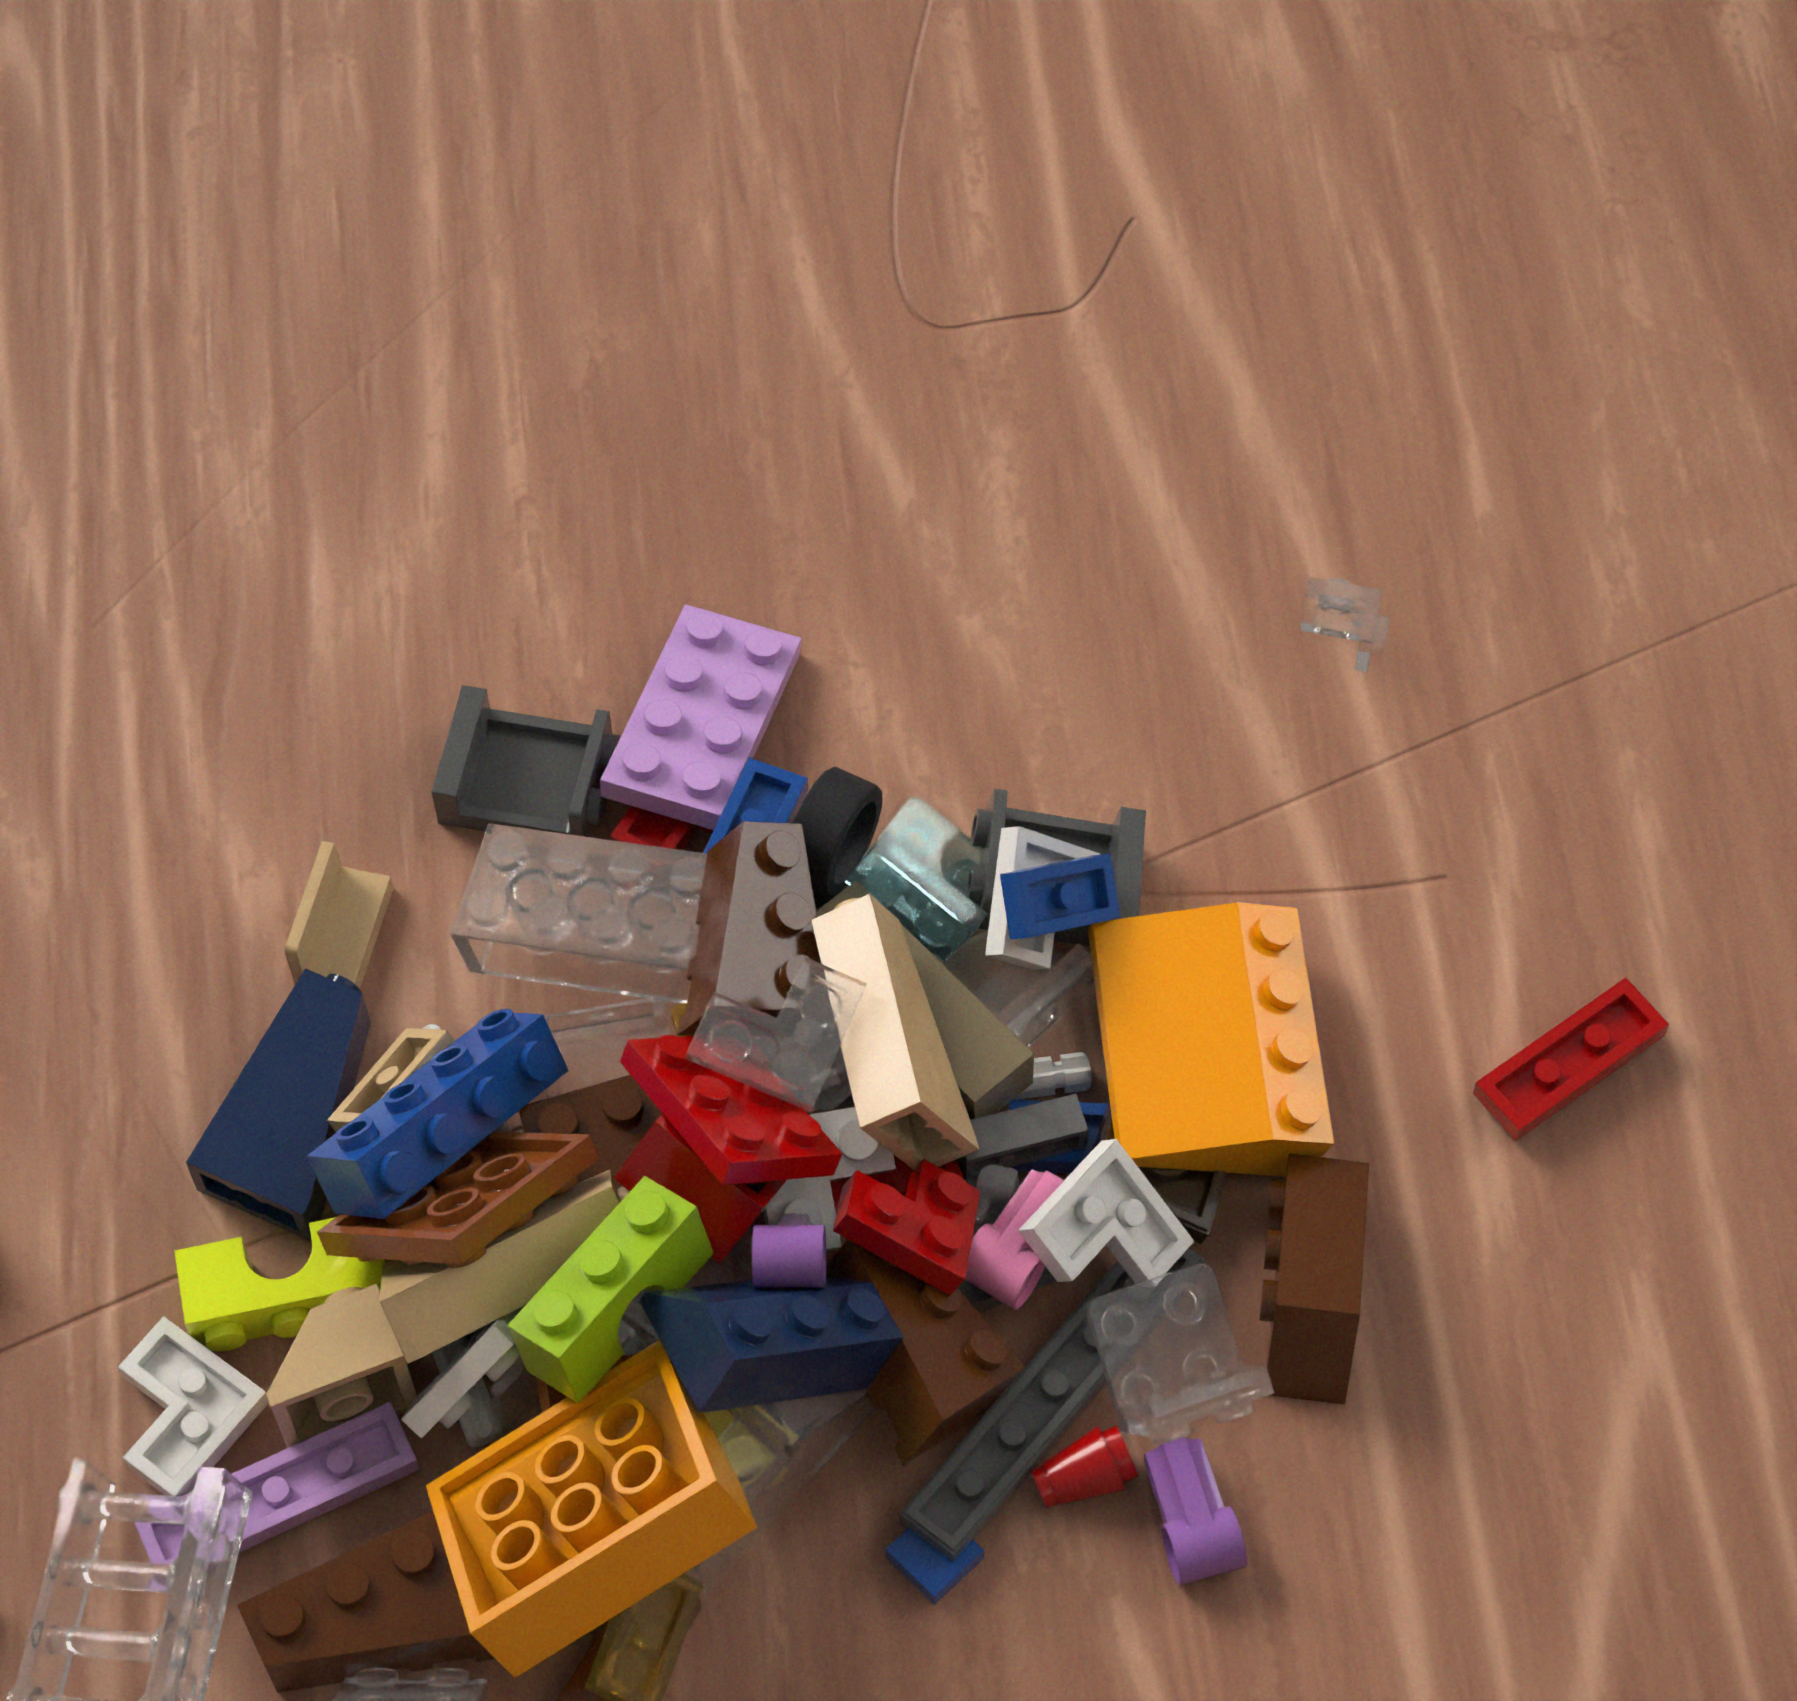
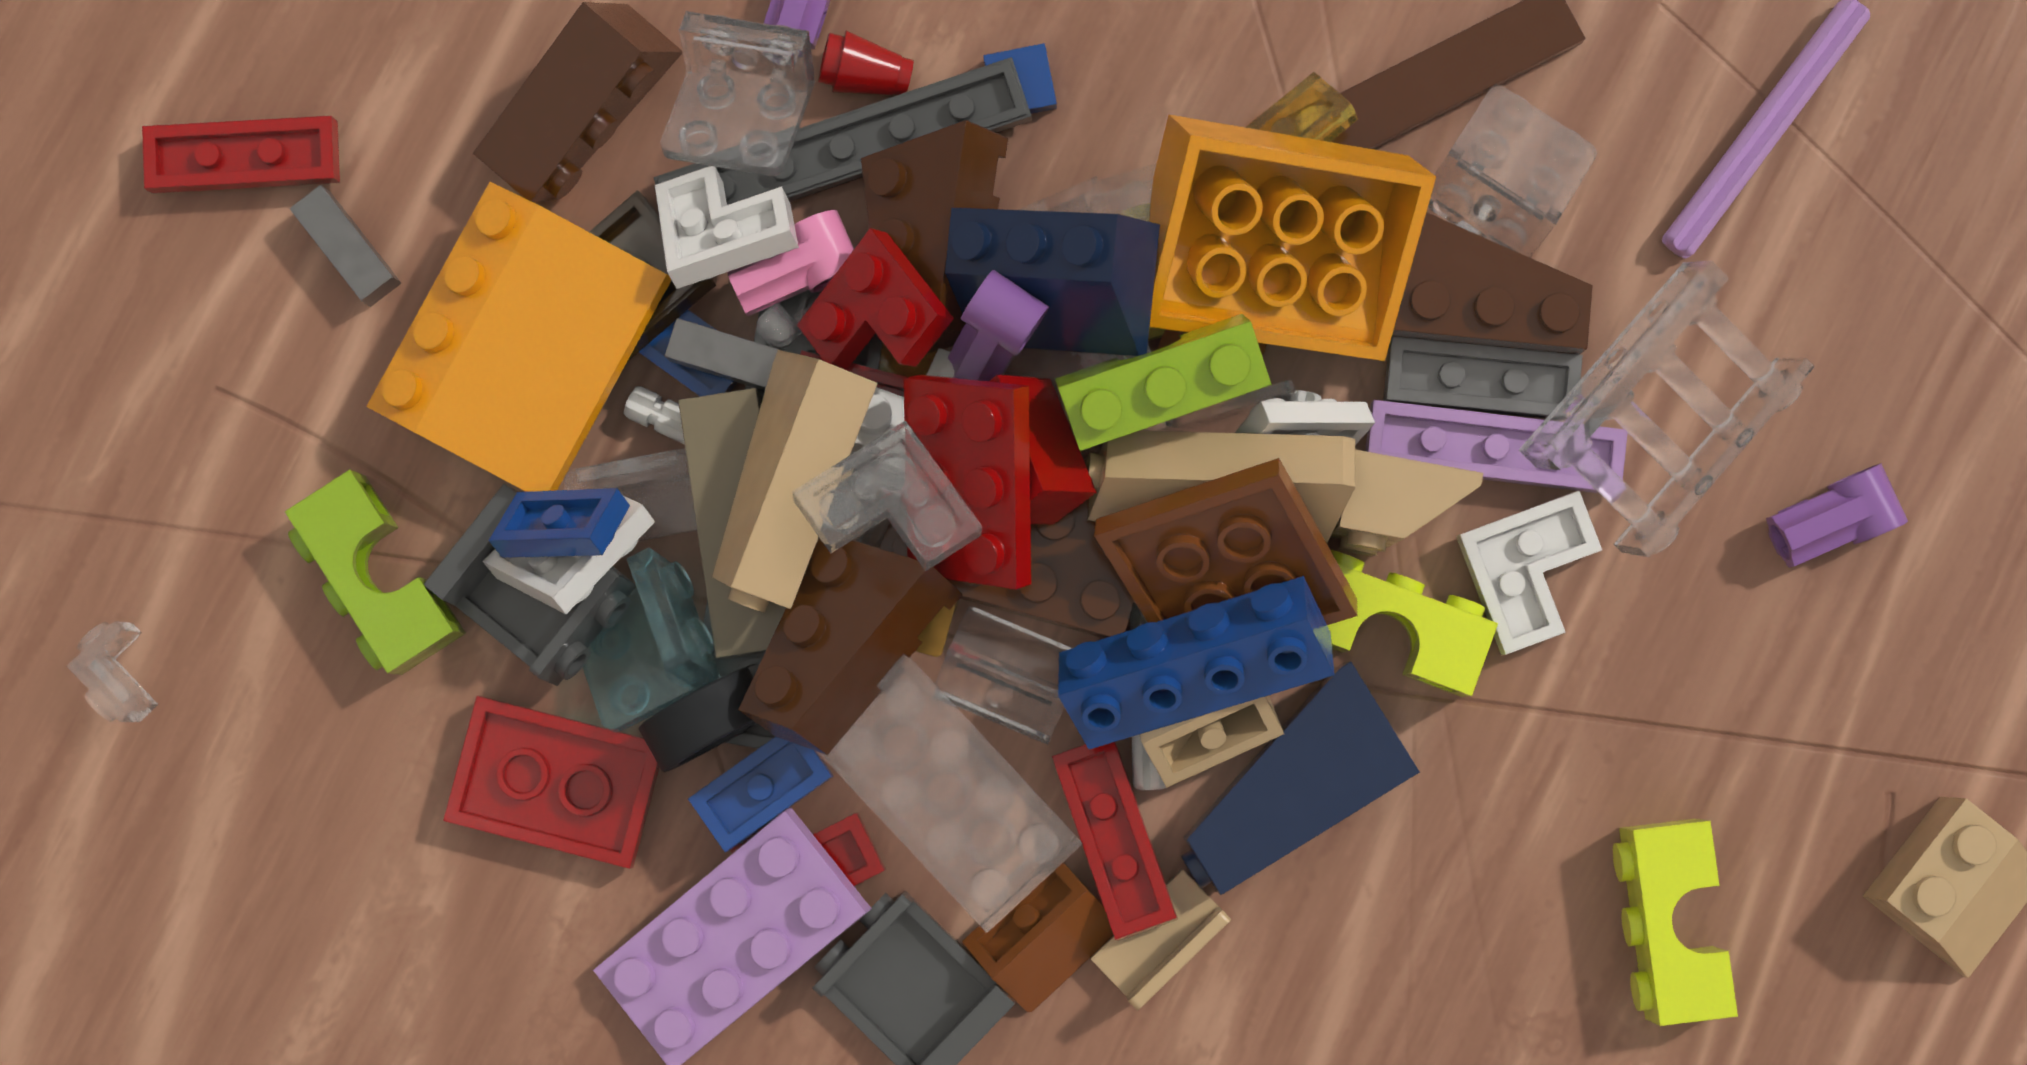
camera: 145 degrees left, 25 degrees up
(324, 1535) = (1479, 377): none -> flat silver plate
(421, 963) = (1115, 839): none -> red plate
(436, 866) = (1042, 939): none -> dark orange panel
(938, 743) = (553, 782): none -> red plate
(1249, 815) = (339, 531): none -> lime arch
(1425, 1043) = (345, 245): none -> flat silver piece

